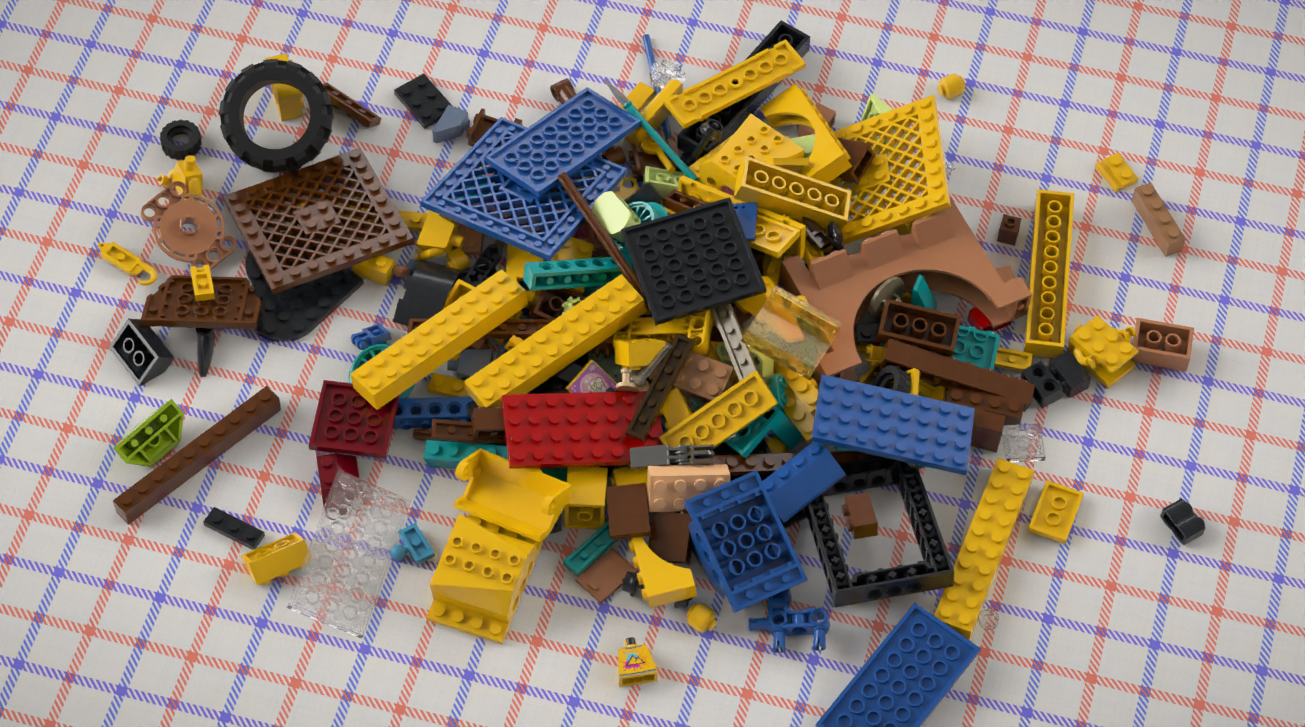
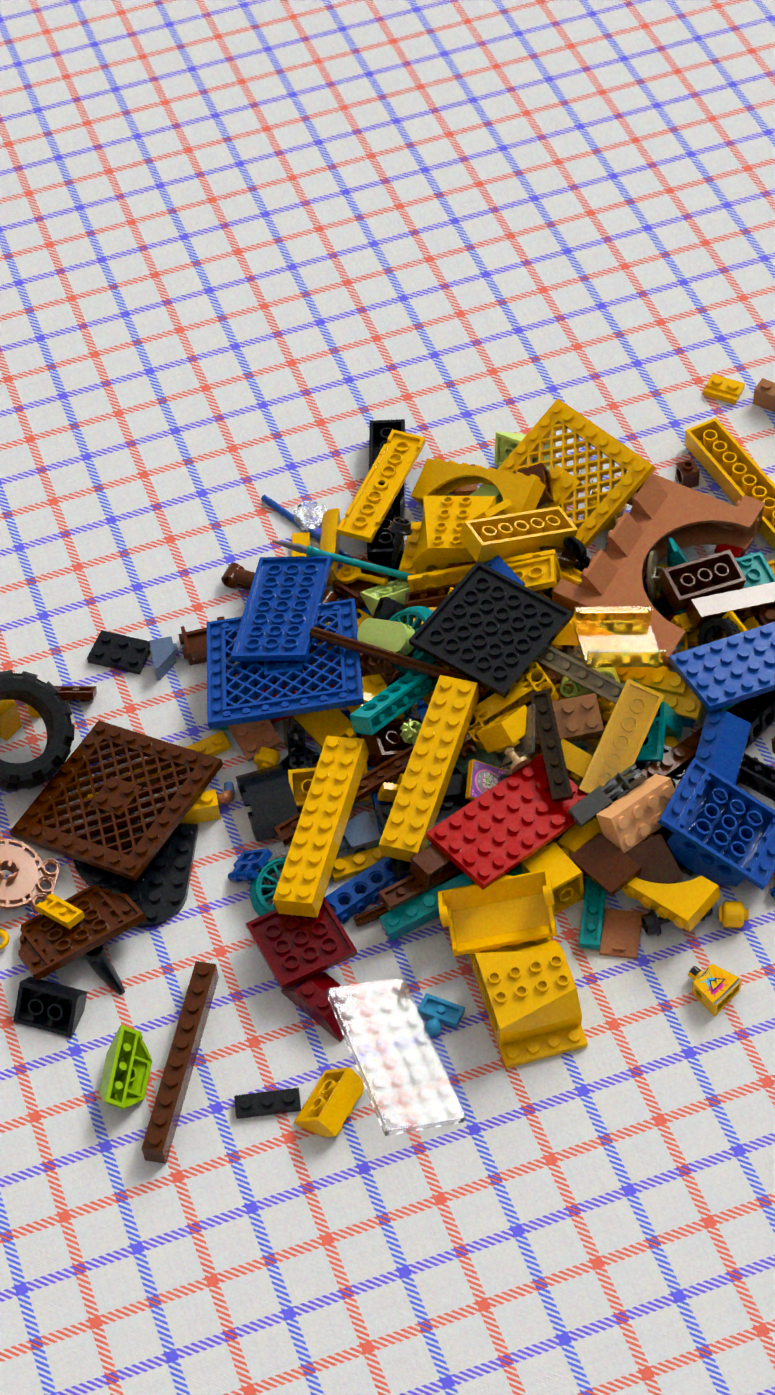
camera: 30 degrees left, 5 degrees down
(437, 237) = (238, 746): yellow torso -> none
(951, 86) = (543, 397): yellow head -> none

